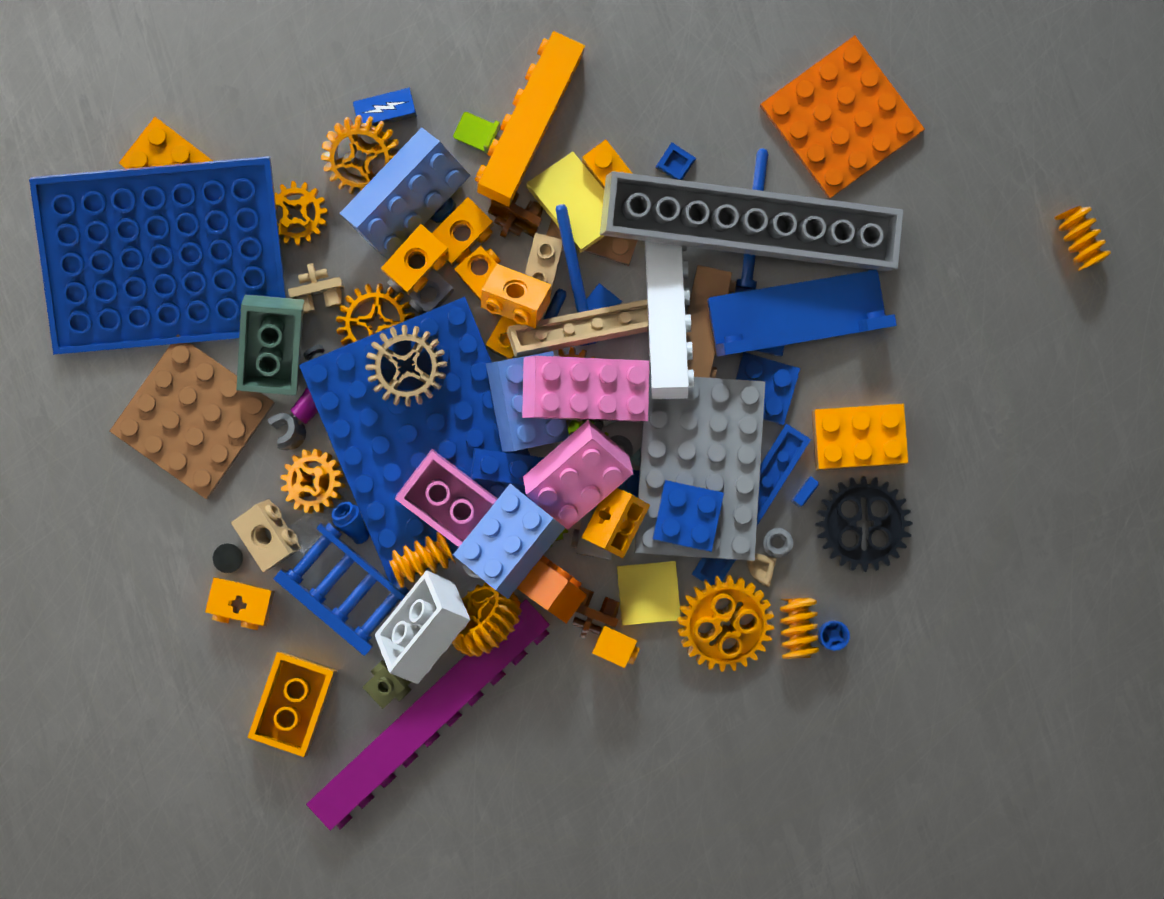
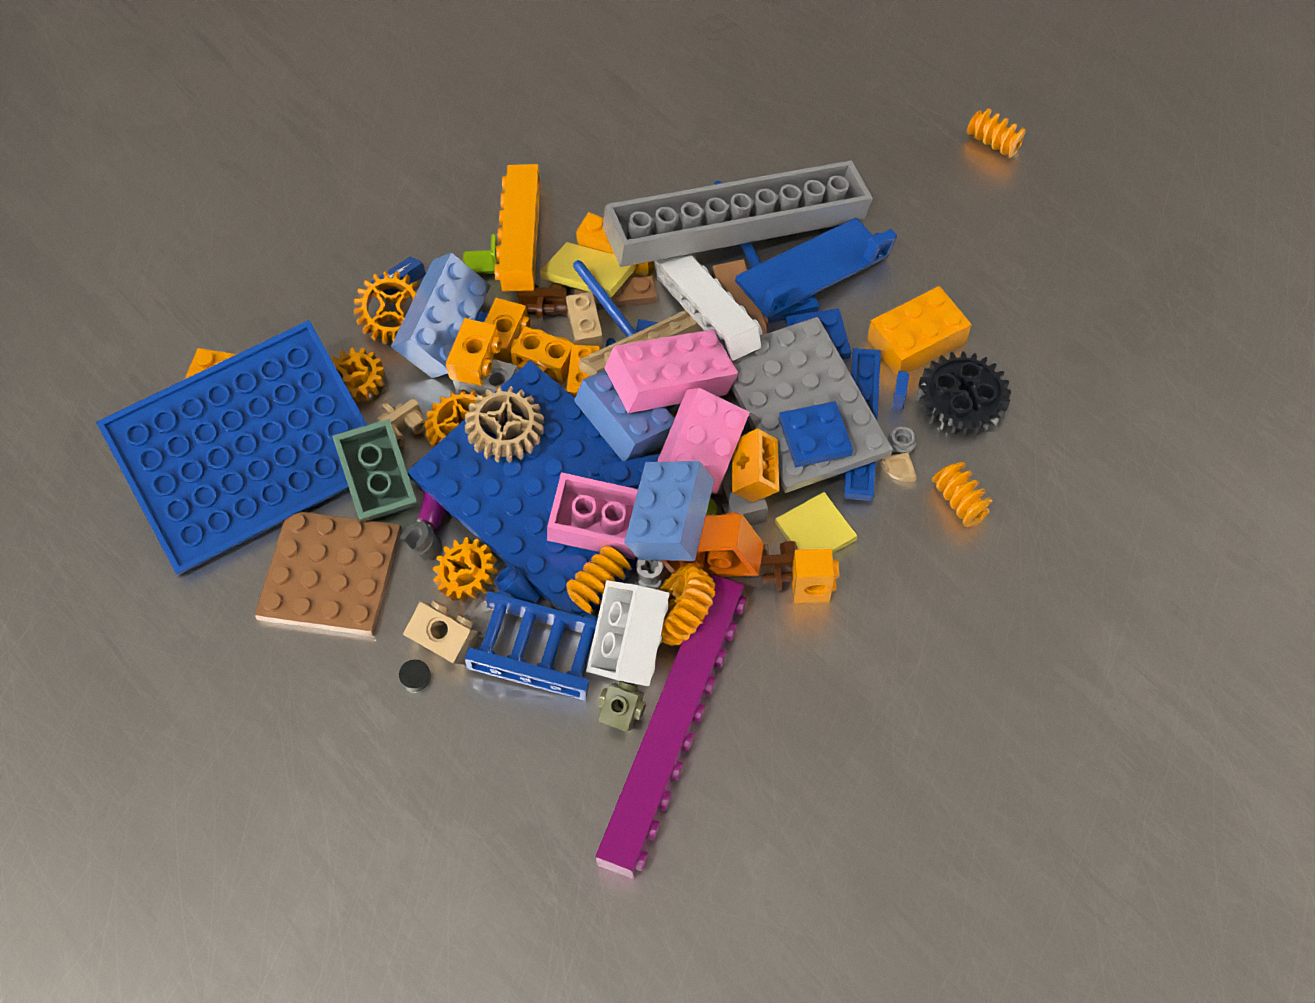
camera: 20 degrees left, 25 degrees down
(257, 600) = (427, 703): light orange brick -> none
(292, 704) = (536, 770): light orange brick -> none
(515, 296) = (573, 336): light orange brick -> none
(748, 636) = (922, 523): light orange gear -> none
(837, 634) = (997, 485): blue wheel -> none
(842, 117) = (763, 136): orange plate -> none

